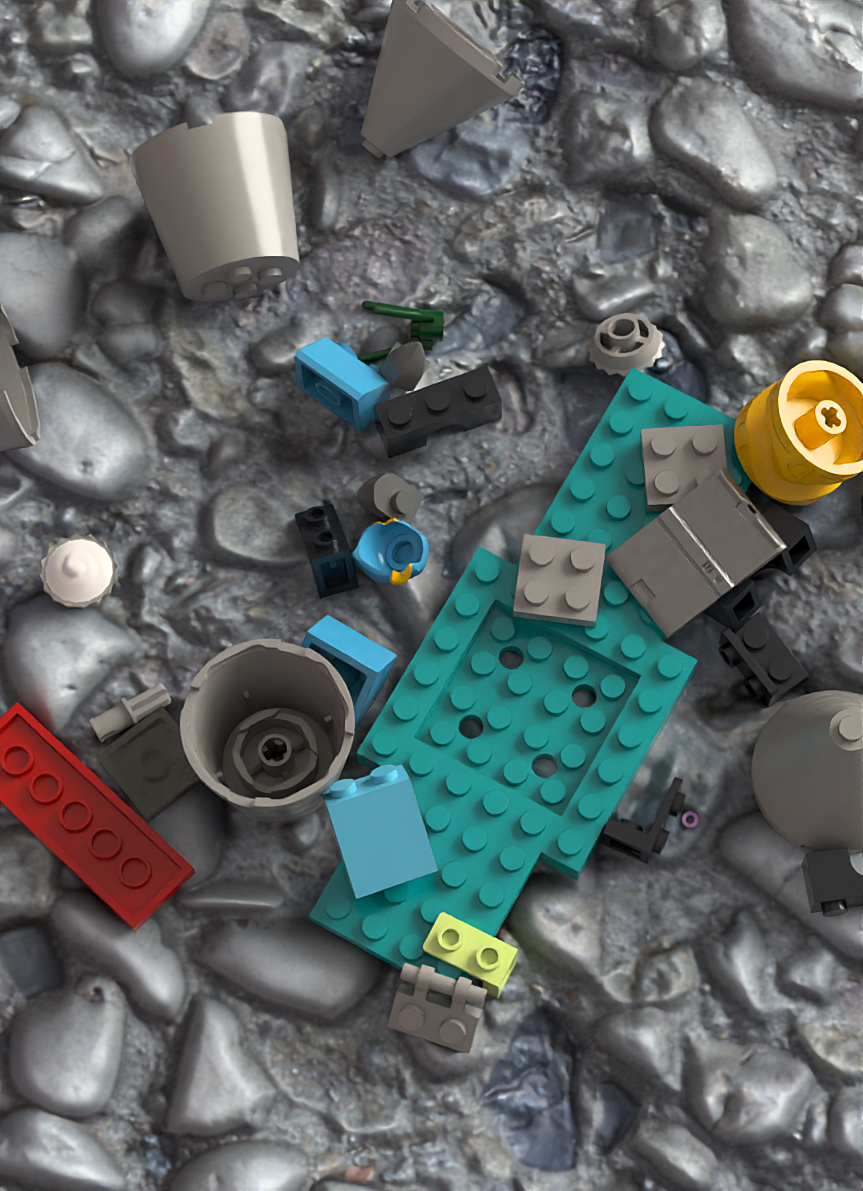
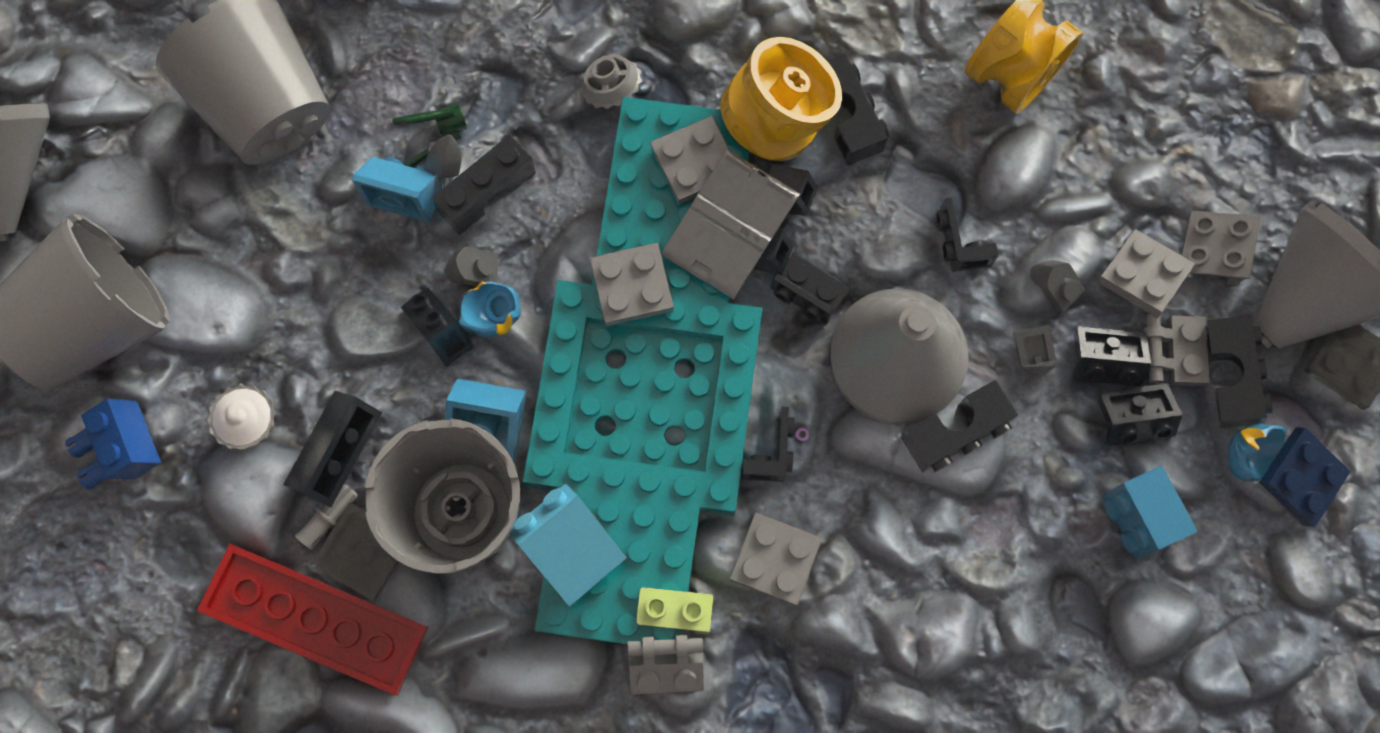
camera: 25 degrees left, 5 degrees up
(164, 640) = (332, 448): none -> black brick
(604, 944) = (776, 559): none -> light grey plate

